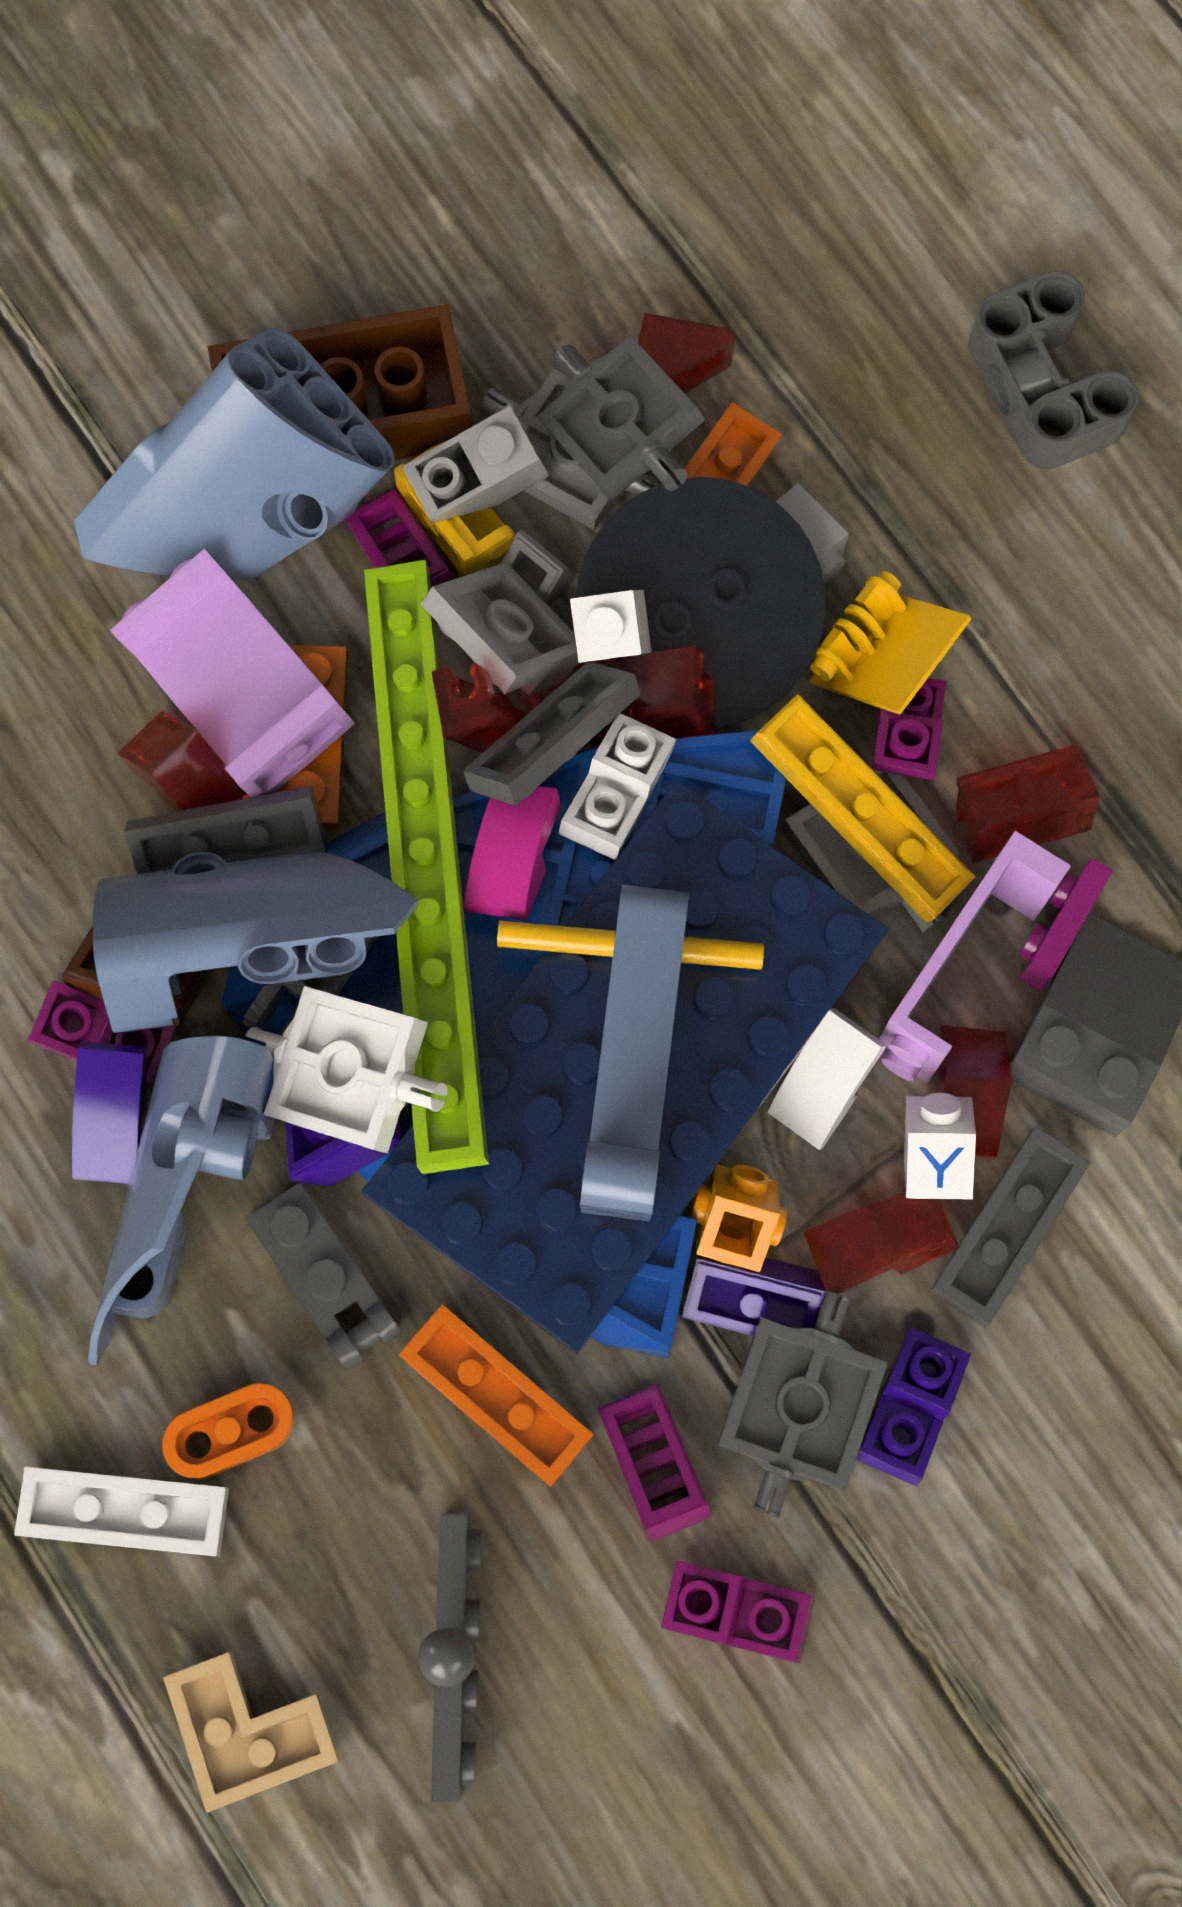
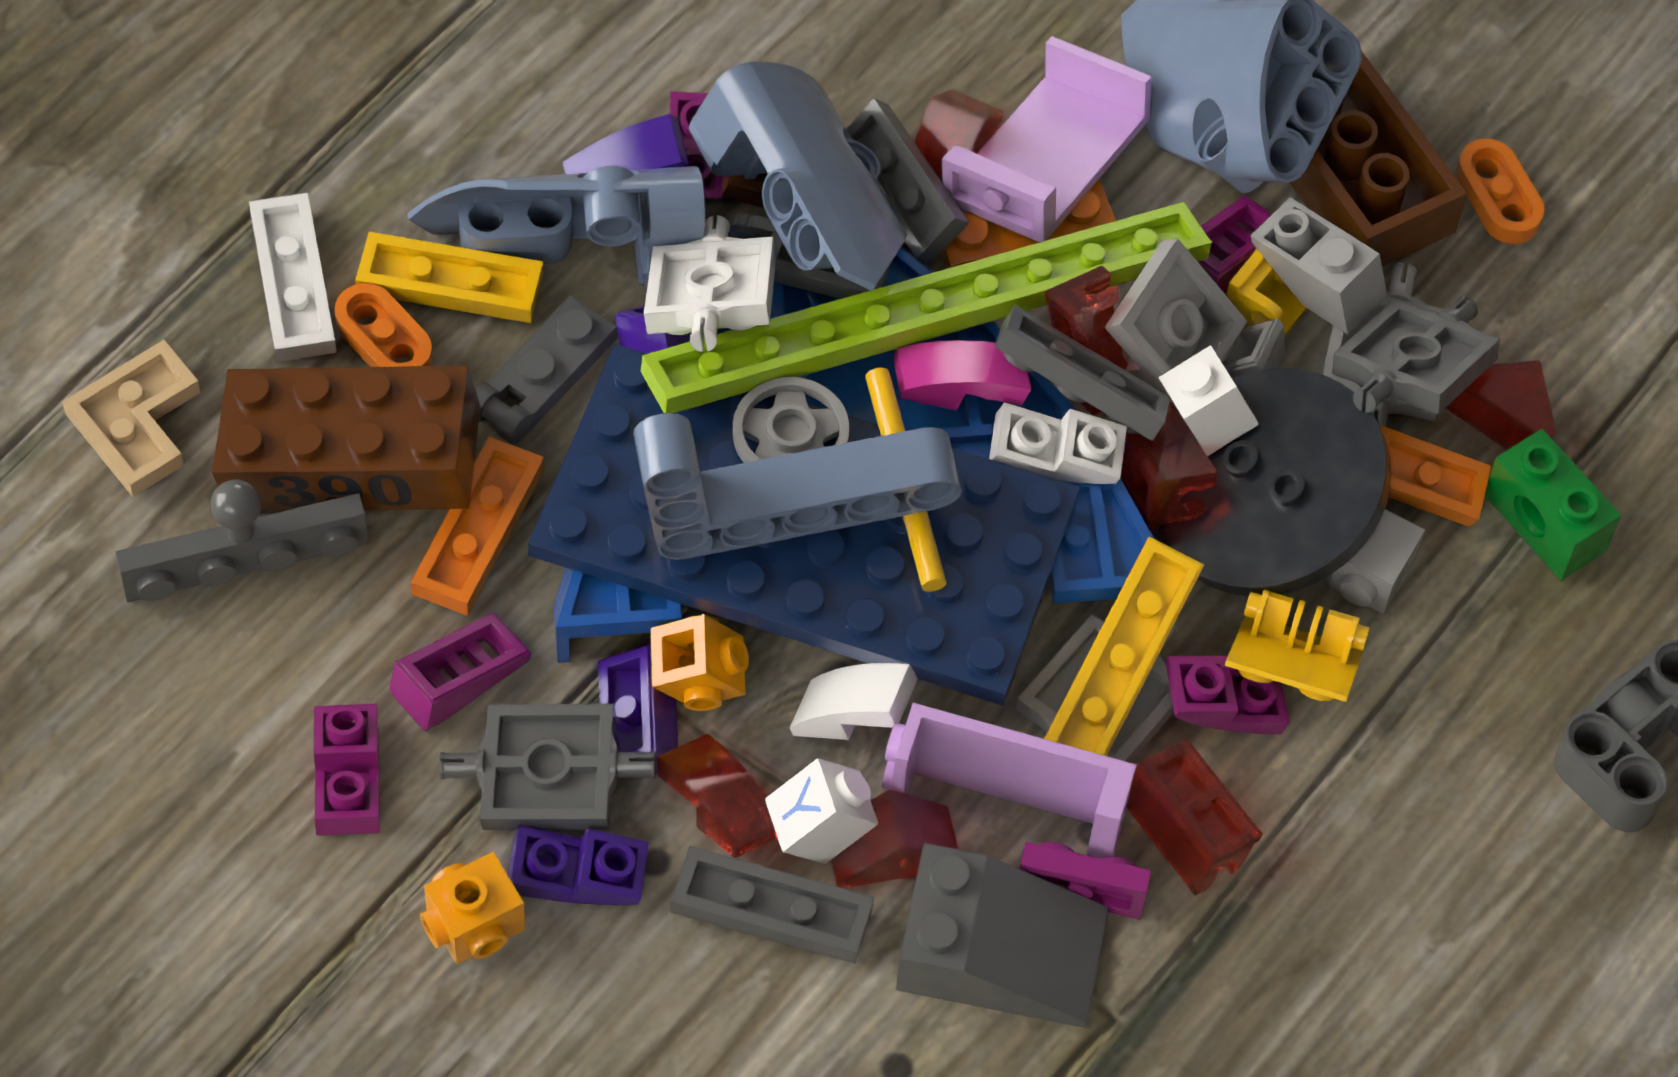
camera: 70 degrees right, 15 degrees down
(179, 1340) = (452, 276): none -> yellow plate
(363, 1510) = (343, 431): none -> reddish brown brick
(424, 278) = (1504, 195): none -> orange plate
(539, 1041) = (790, 423): none -> light grey wheel
(792, 362) = (1551, 504): none -> green brick
(975, 1521) = (472, 909): none -> light orange brick

